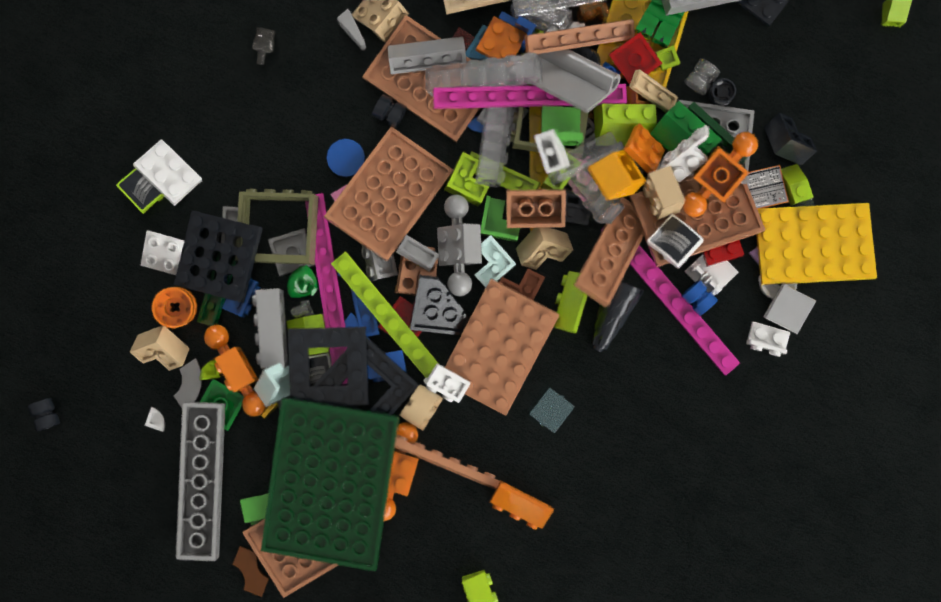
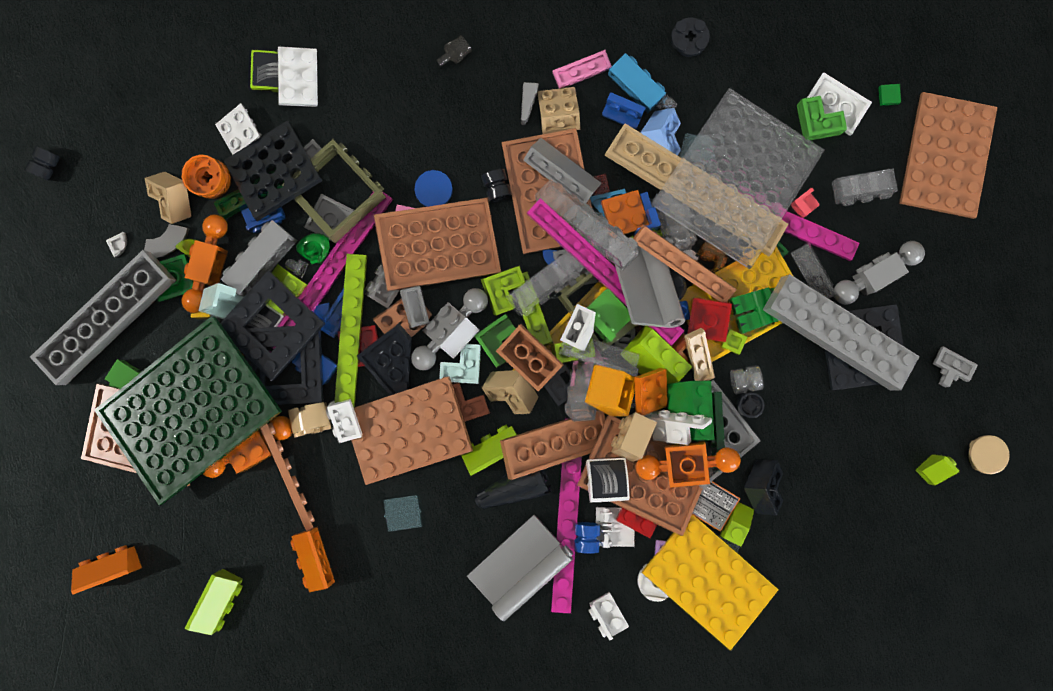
camera: 50 degrees right, 0 degrees up
(254, 579) = (75, 424): reddish brown tile -> none
(673, 365) = (520, 567): none -> light grey door
(789, 308) = (644, 609): light grey tile -> none

